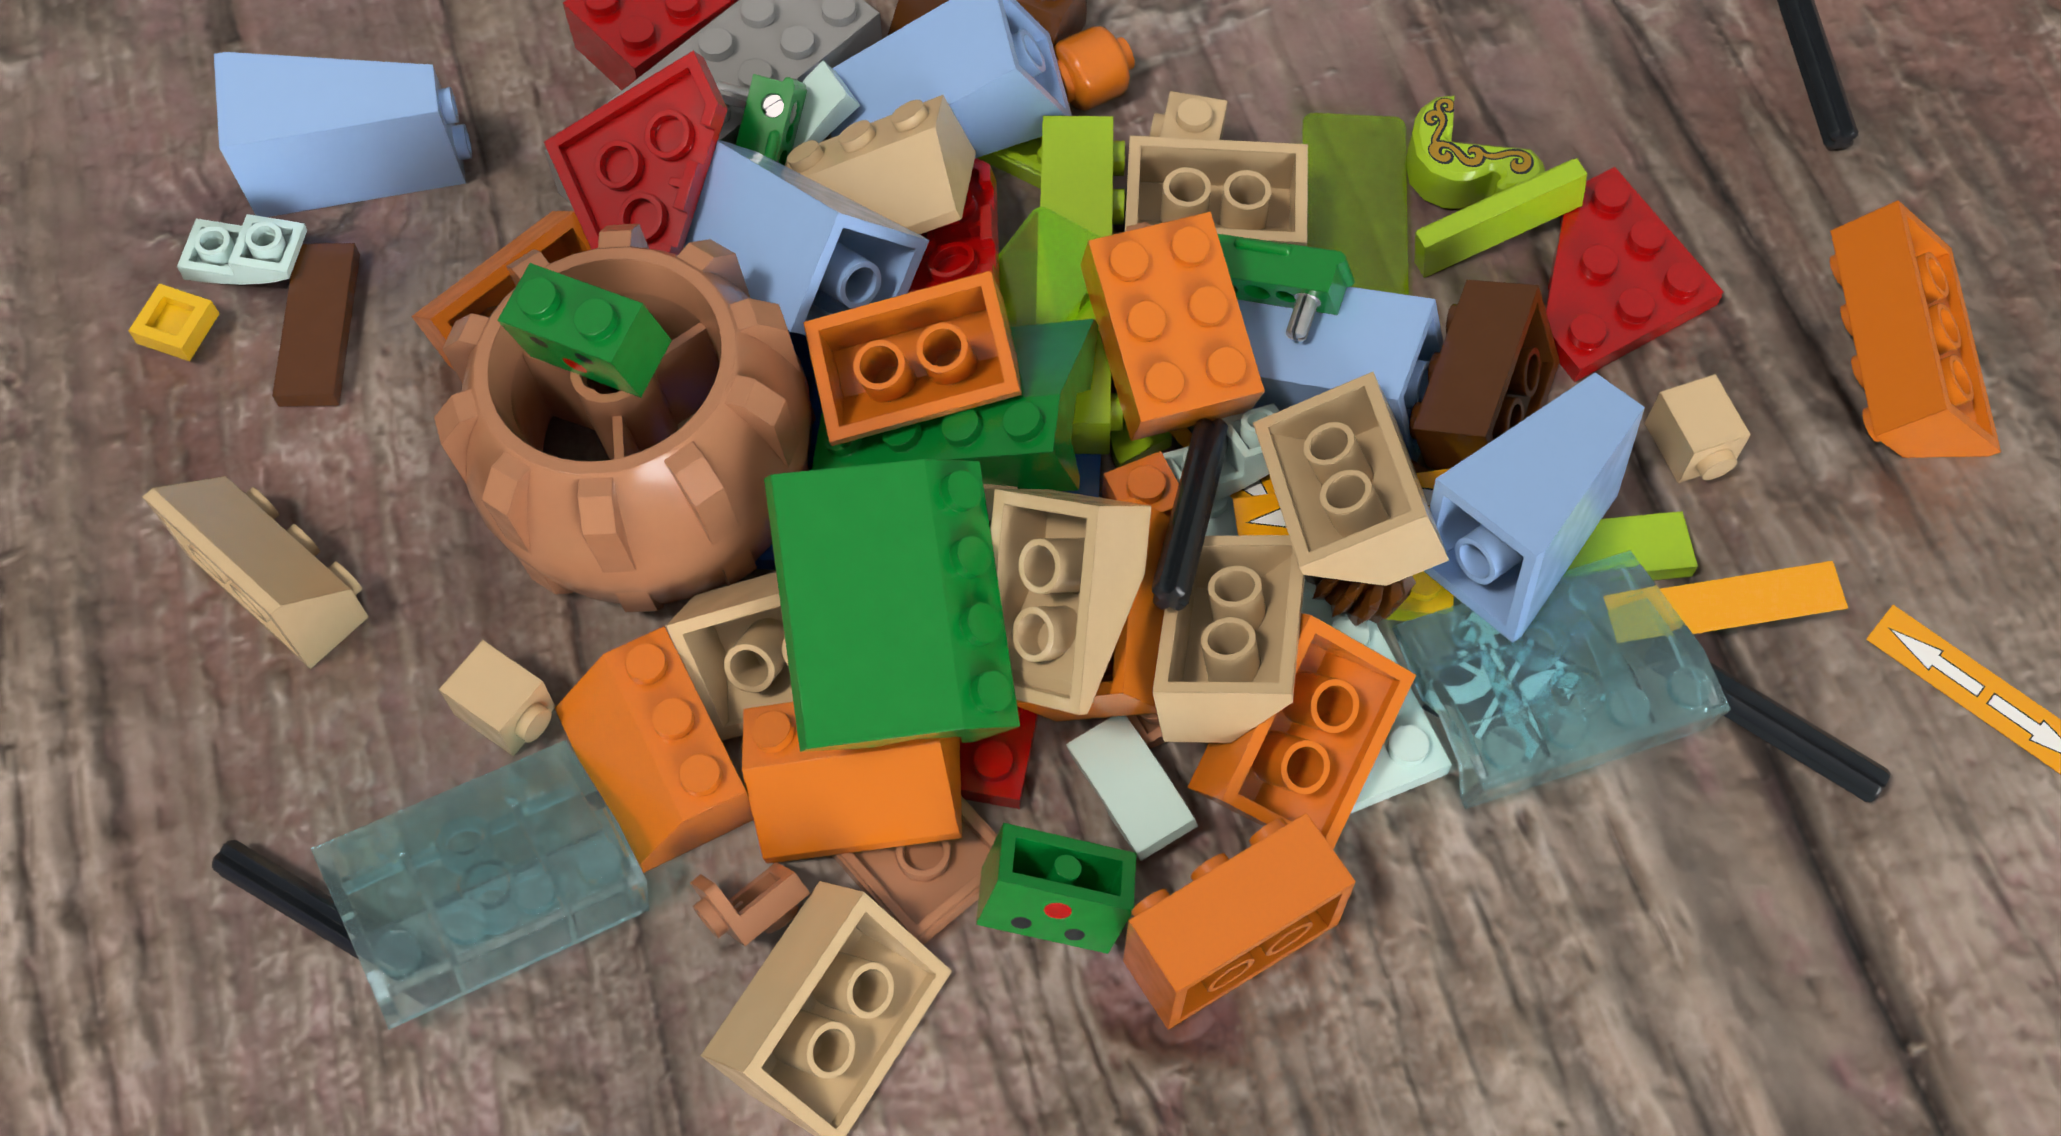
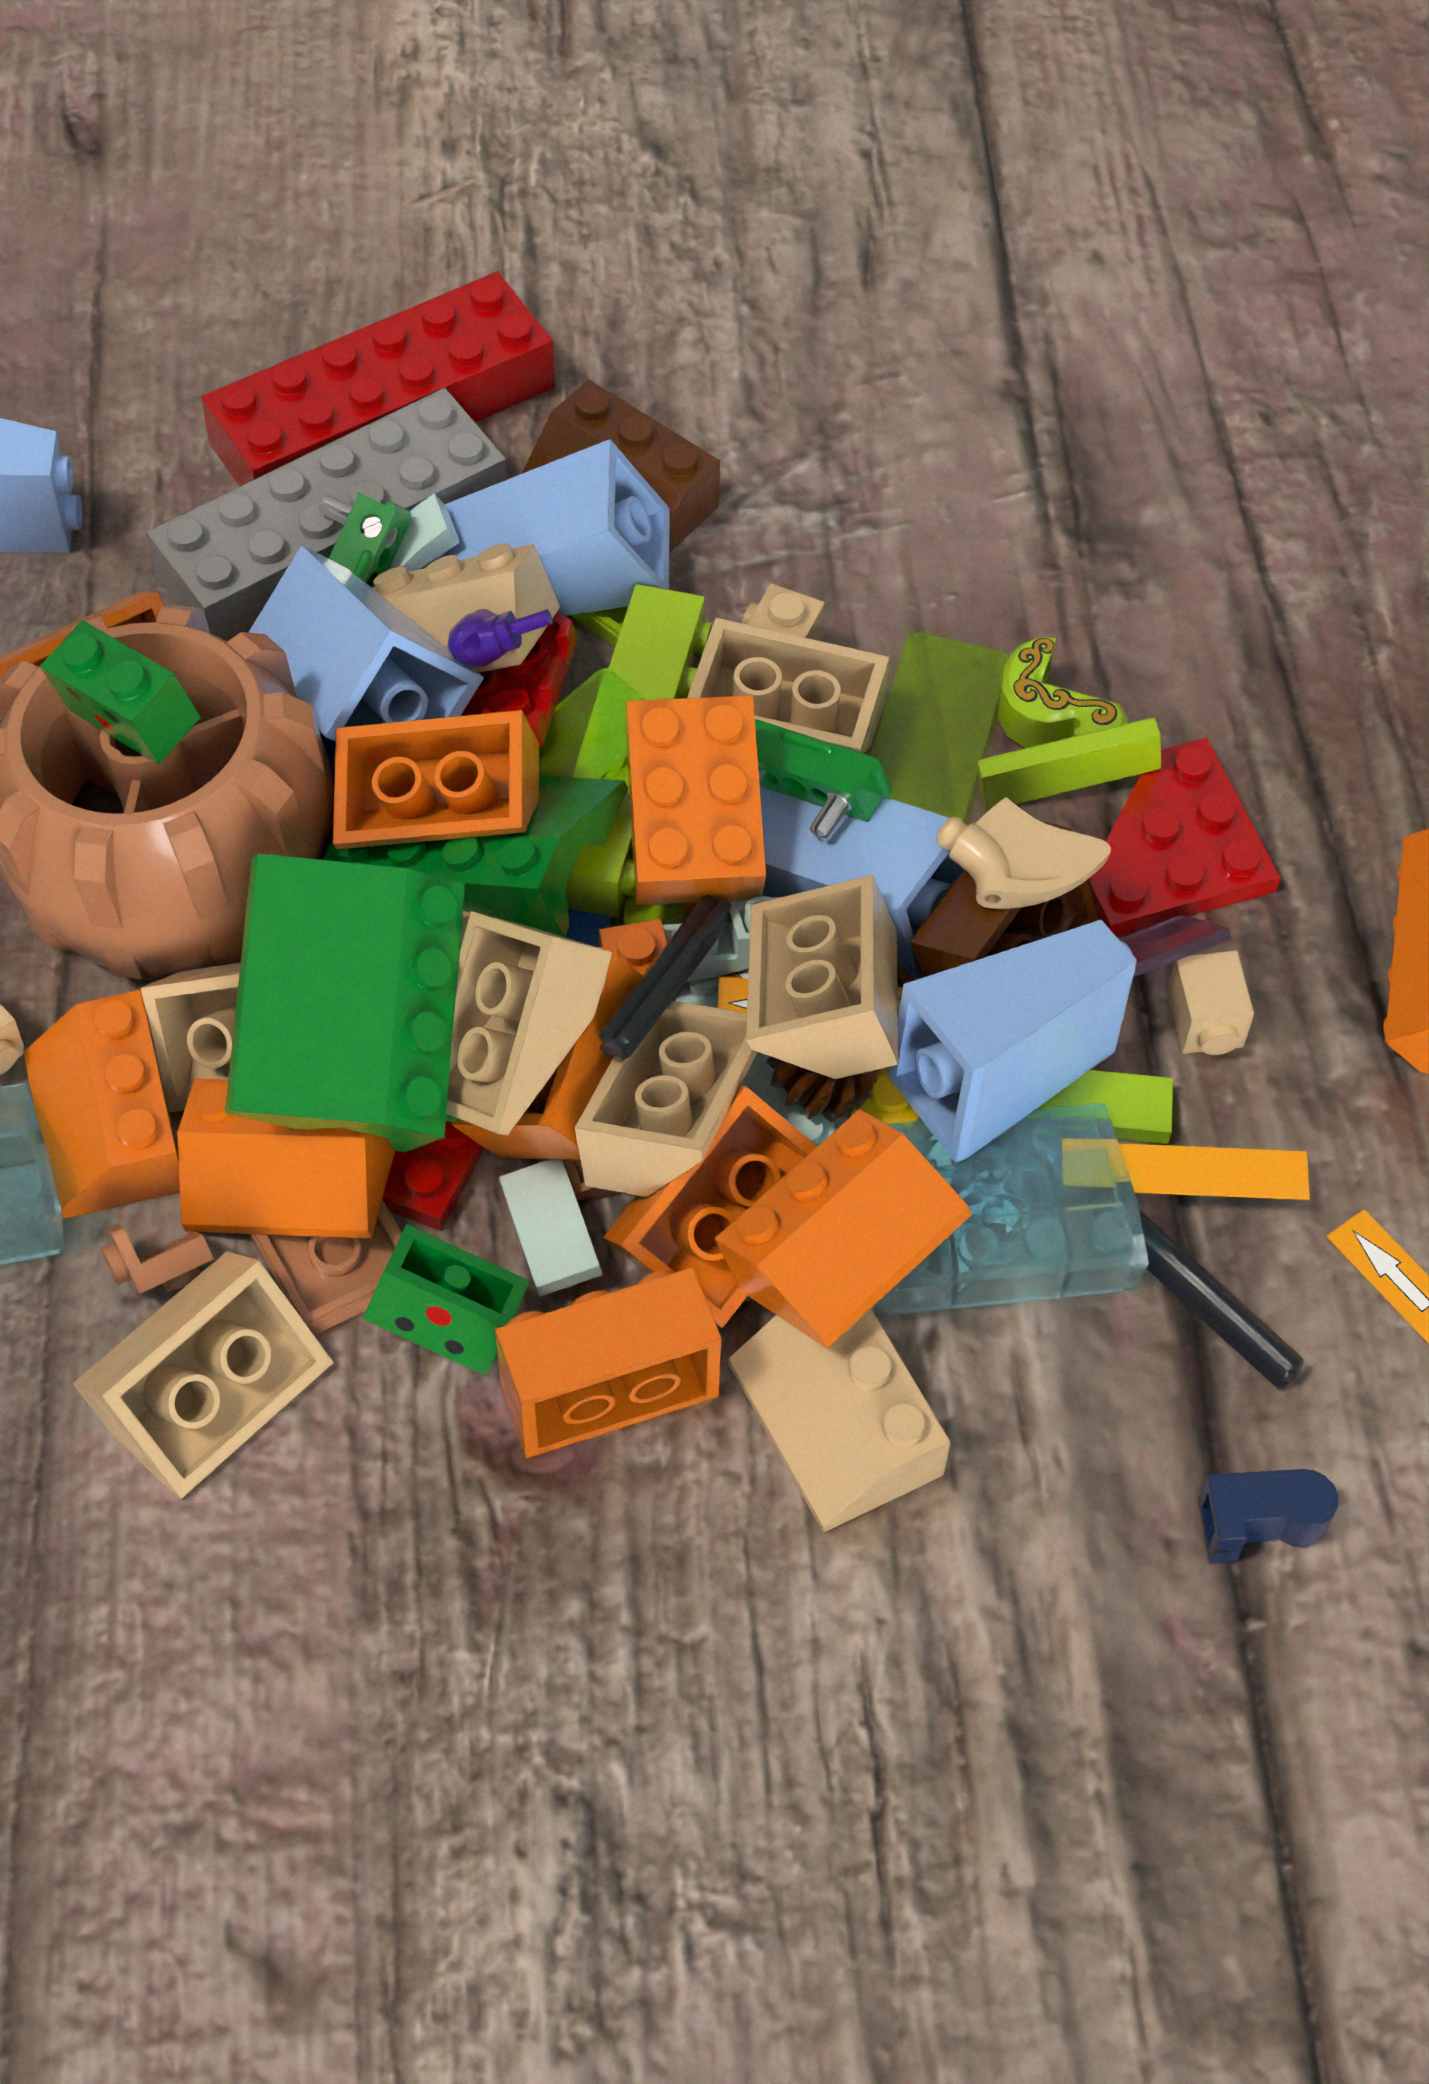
camera: 10 degrees right, 5 degrees down
(644, 155) = (235, 547): red plate -> none
(923, 199) = (487, 636): none -> dark purple piece
(1094, 67) = (706, 549): orange head -> none
(1438, 741) = (841, 1228): none -> orange slope
(1466, 912) = (841, 1416): none -> tan slope
(1501, 324) = (1019, 857): none -> tan arm
(1654, 372) = (1173, 941): none -> piece
(1916, 924) = (1263, 1508): none -> dark blue leg

